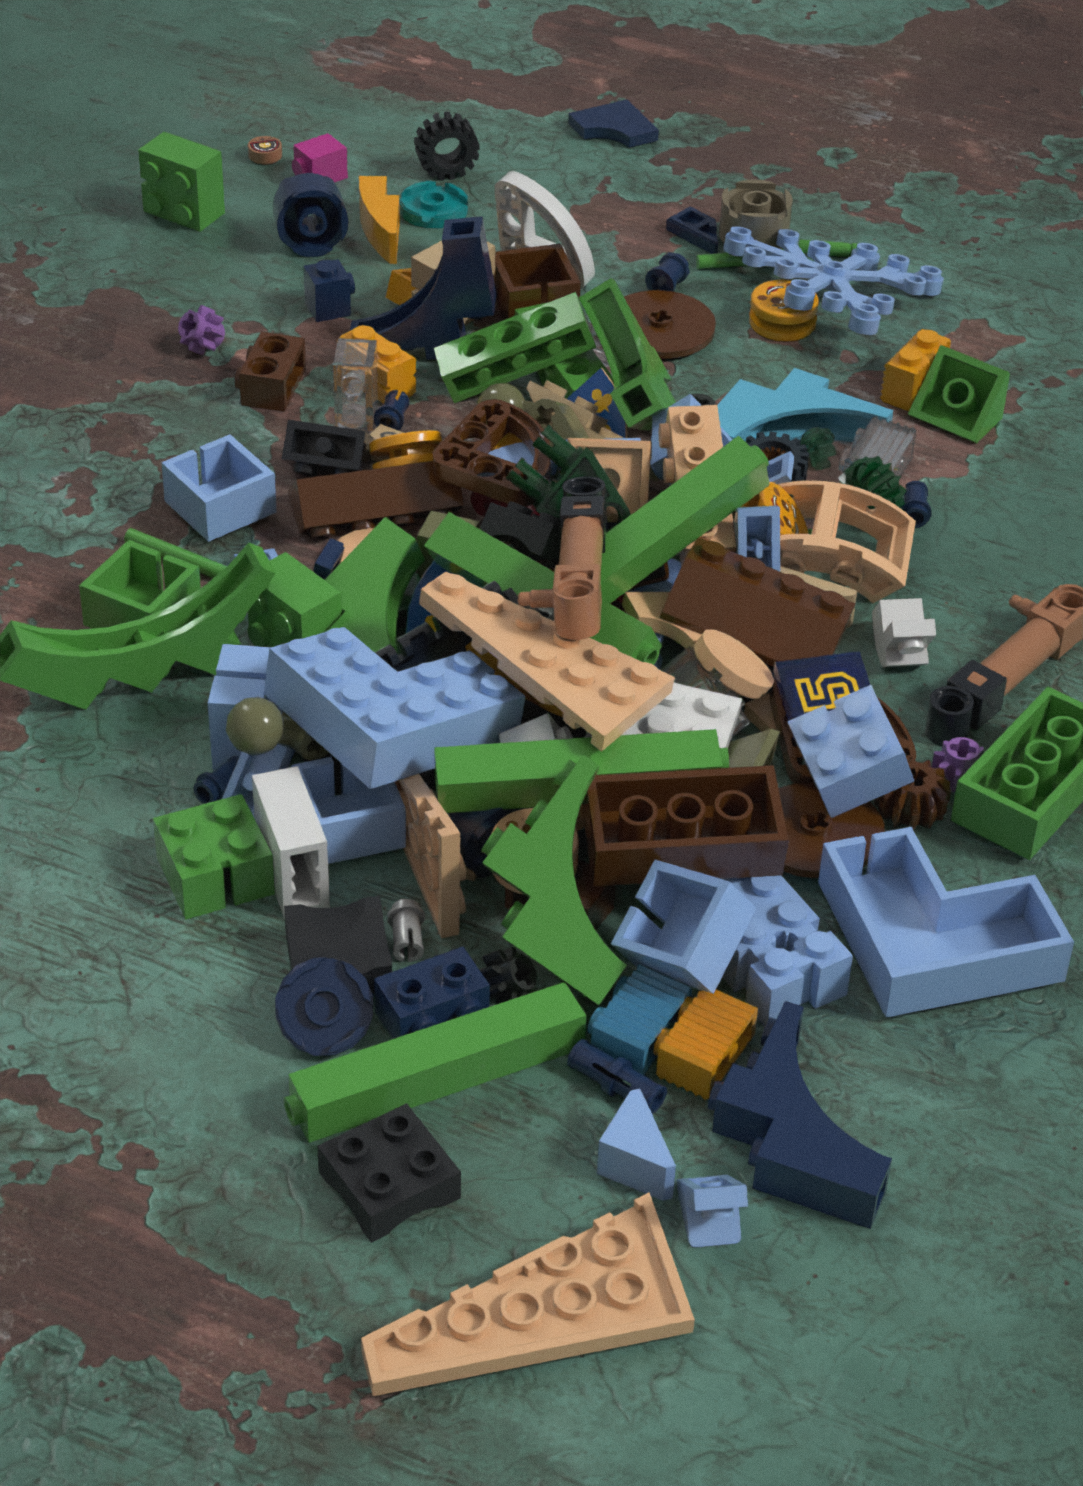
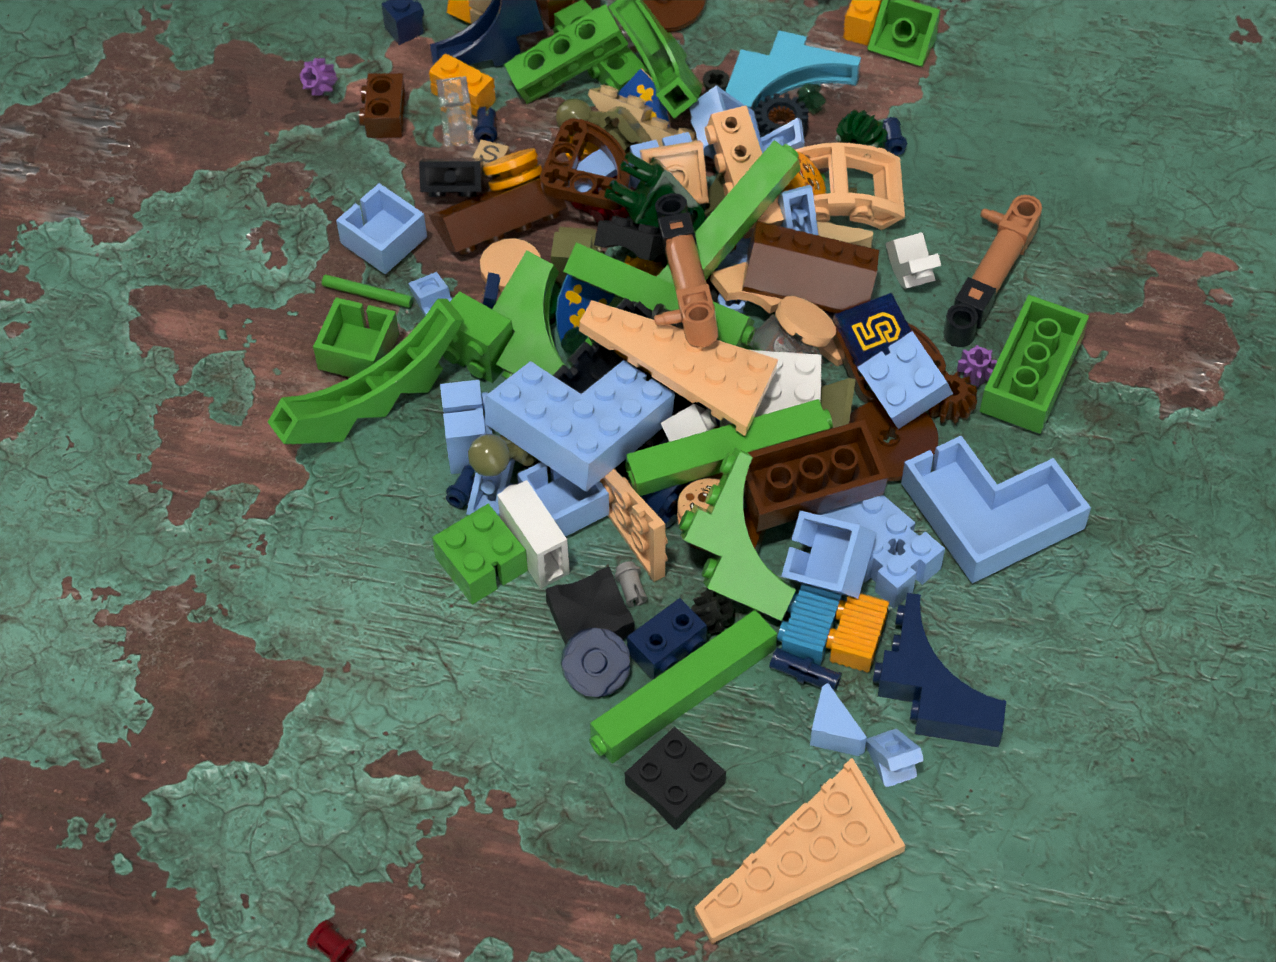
camera: 10 degrees left, 15 degrees up
(882, 439) = (857, 92): clear brick -> none

